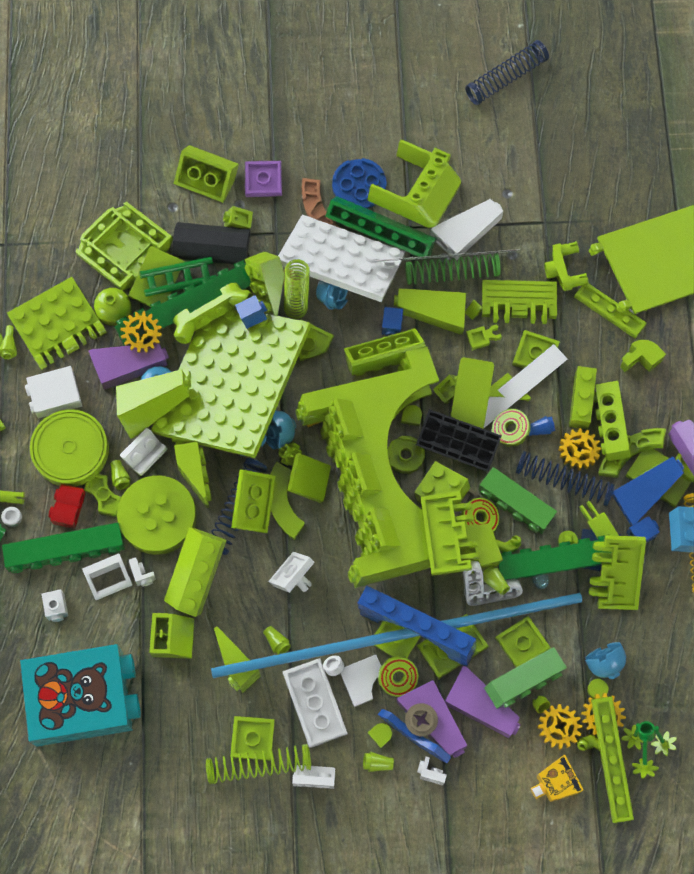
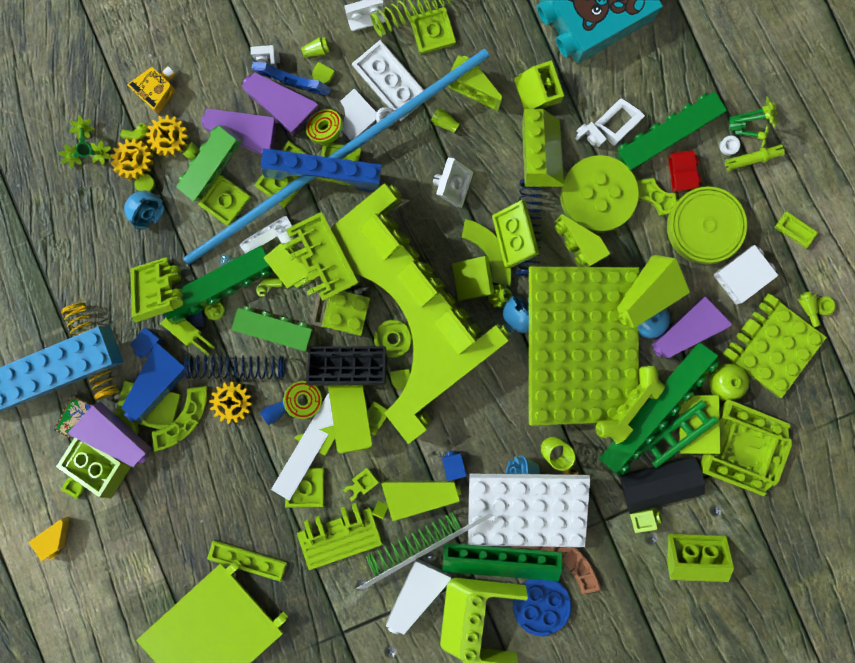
camera: 155 degrees right, 15 degrees up
(55, 605) = (654, 77): white brick -> none
(120, 477) = (649, 218): lime cone -> none
(132, 331) = (697, 354): yellow gear -> none
(143, 452) = (636, 246): white bracket -> none
(251, 311) = (592, 416): brick -> none
(263, 178) = (639, 574): medium lavender plate -> none
(266, 279) = (591, 456): lime slope -> none
(315, 343) = (518, 419): lime plate -> none
(381, 352) = (450, 430): lime slope -> none
(419, 710) = (283, 83): dark tan gear -> none
(487, 509) = (292, 306): lime tile -> none
(495, 580) = (265, 240): lime cone -> none
(558, 269) = (312, 585): lime connector -> none
(582, 397) = (244, 455): lime brick -> none
(611, 393) = (216, 470): lime brick -> none
(612, 759) = (111, 122): lime tile -> none
(645, 352) = (197, 525): lime brick -> none

